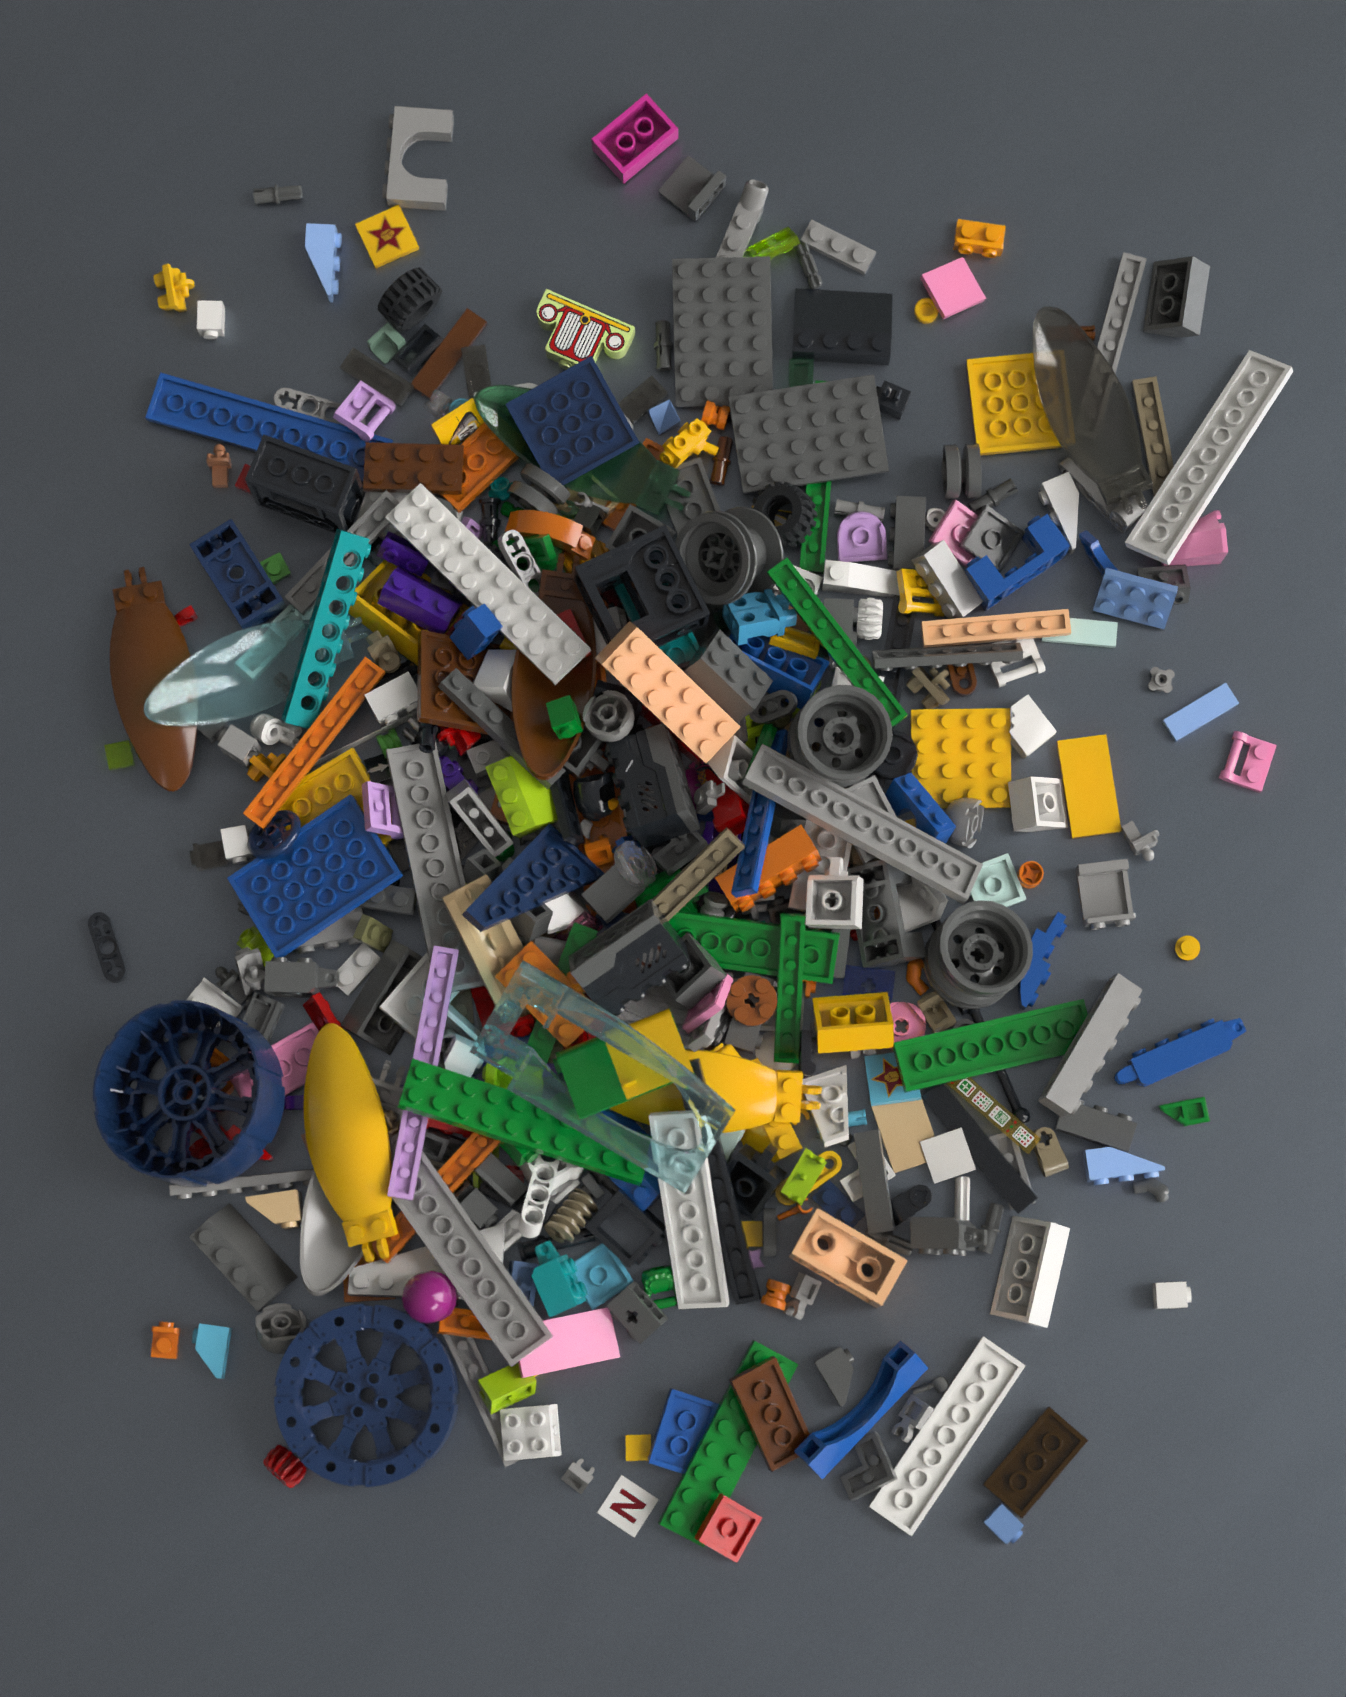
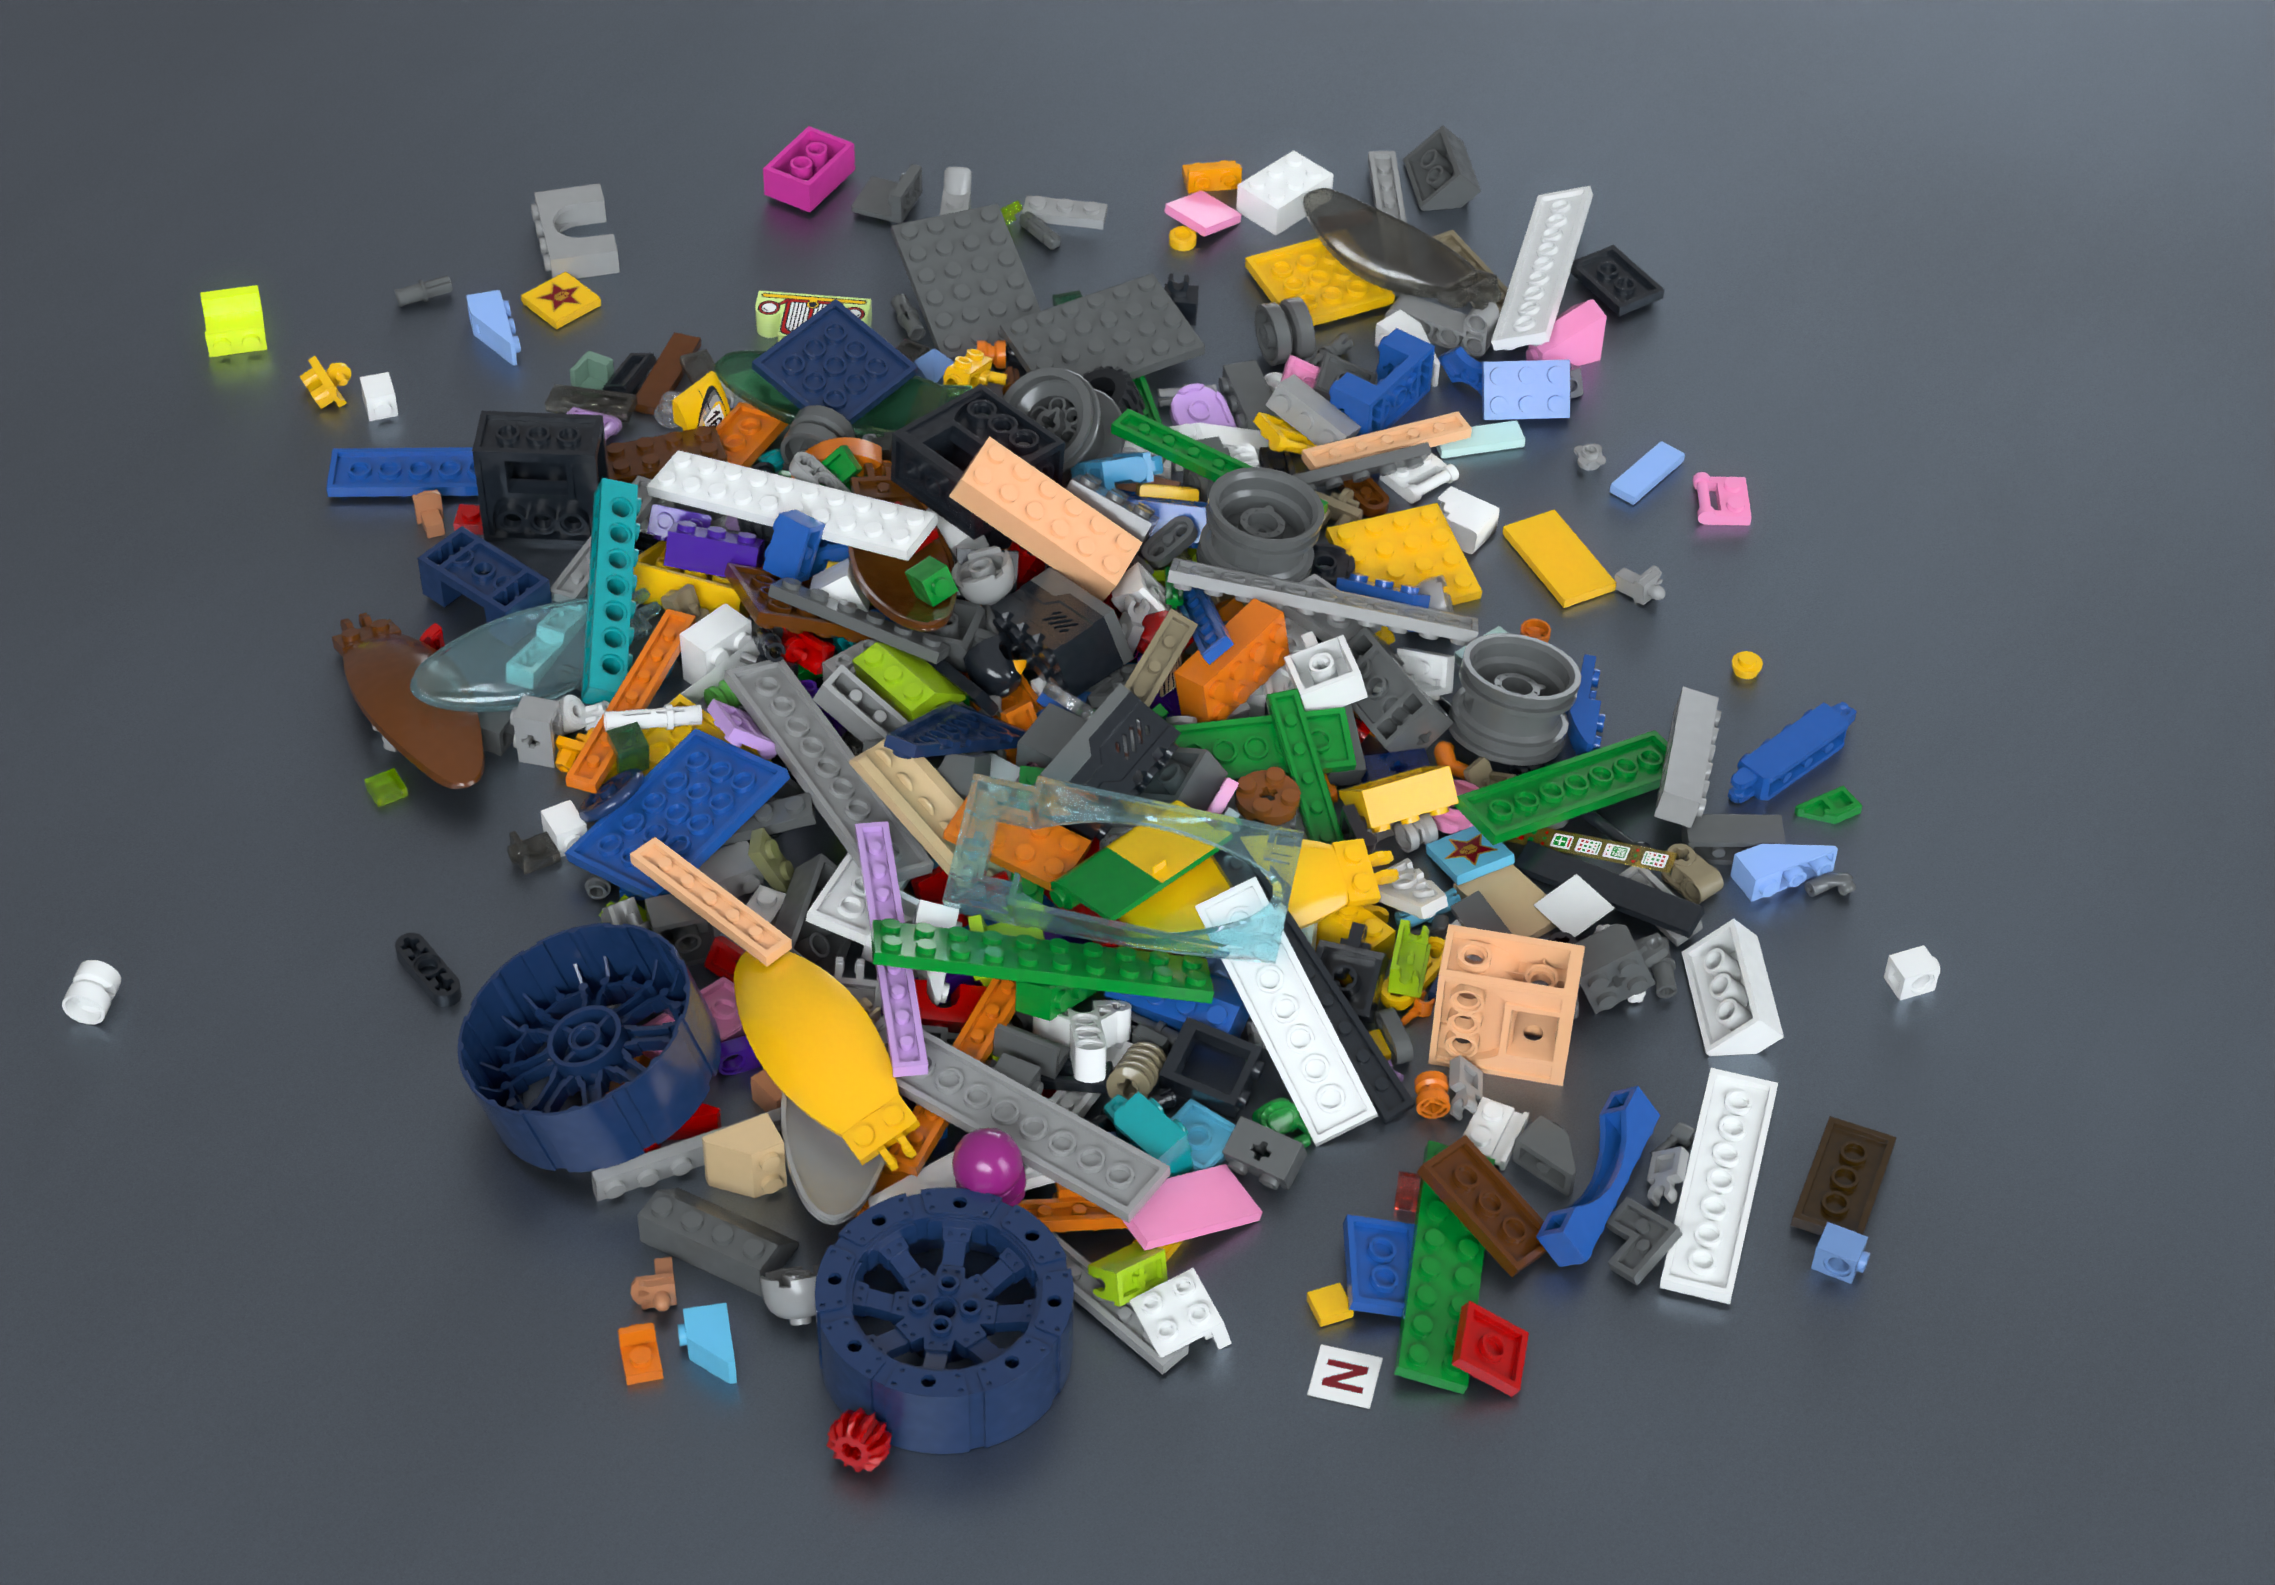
camera: 20 degrees left, 35 degrees down
(116, 190) = (233, 321): none -> neon yellow panel
(194, 1292) = (656, 1290): none -> nougat piece
(296, 796) = (629, 747): none -> clear green panel
(308, 986) = (711, 901): none -> light nougat plate
(352, 778) = (655, 718): none -> white pin
(409, 299) = (607, 323): black tyre -> none
(577, 1476) = (1264, 1352): light grey tile -> none
(727, 1369) = (1407, 1191): none -> clear red piece
(808, 1337) = (1496, 1129): none -> white plate
(842, 326) = (1098, 264): black slope -> none
(1030, 285) = (1277, 192): none -> white brick
(1037, 804) = (1508, 580): white slope -> none
(1105, 894) = (1626, 637): light grey panel -> none
(1271, 477) = (1616, 280): none -> black plate

